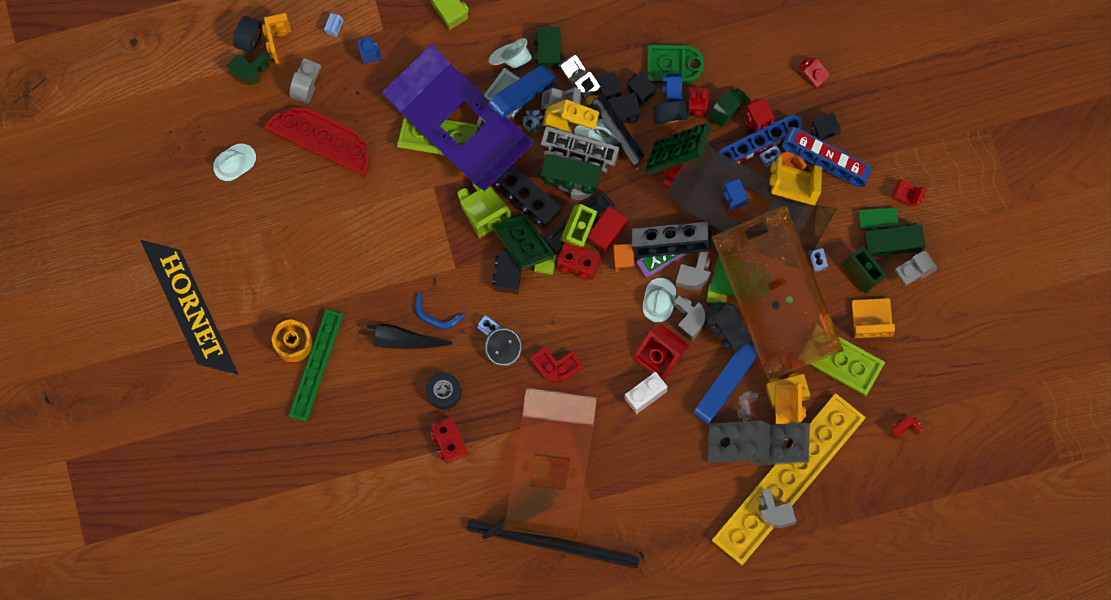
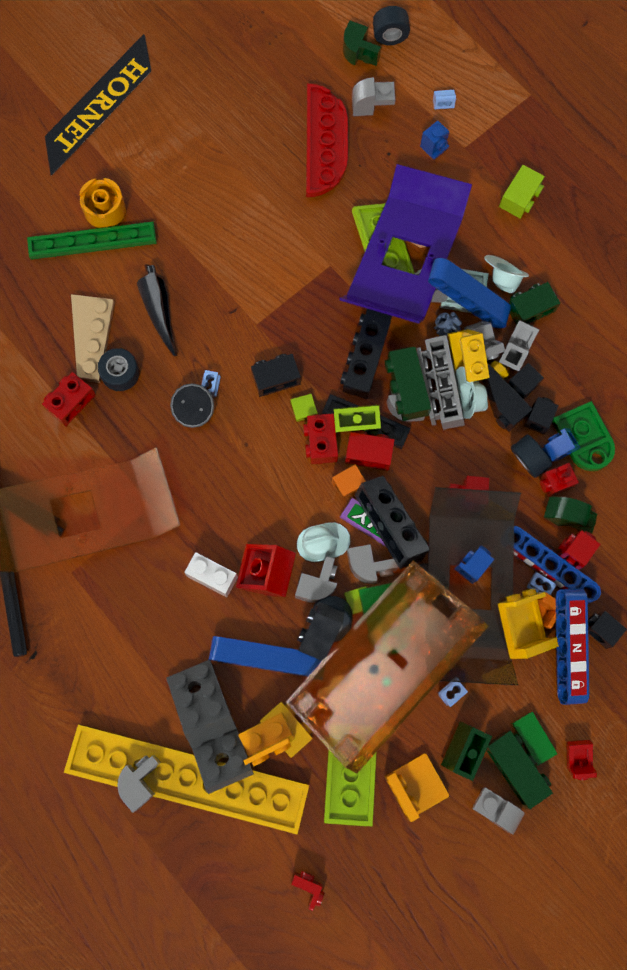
camera: 55 degrees right, 0 degrees up
(234, 162) = (261, 76): light aqua piece -> none
(273, 26) = (406, 42): light orange bracket -> none
(393, 397) = (91, 332): none -> tan wing
(433, 321) = (189, 327): blue animal -> none
(483, 209) = (328, 320): lime hips -> none
(523, 241) = (313, 372): dark green tile -> none
(556, 370) = (193, 468): red plate -> none
(618, 128) = (483, 409): black tile -> none
(678, 148) = (494, 479): dark green tile -> none
(744, 409) = (242, 689): clear bracket -> none

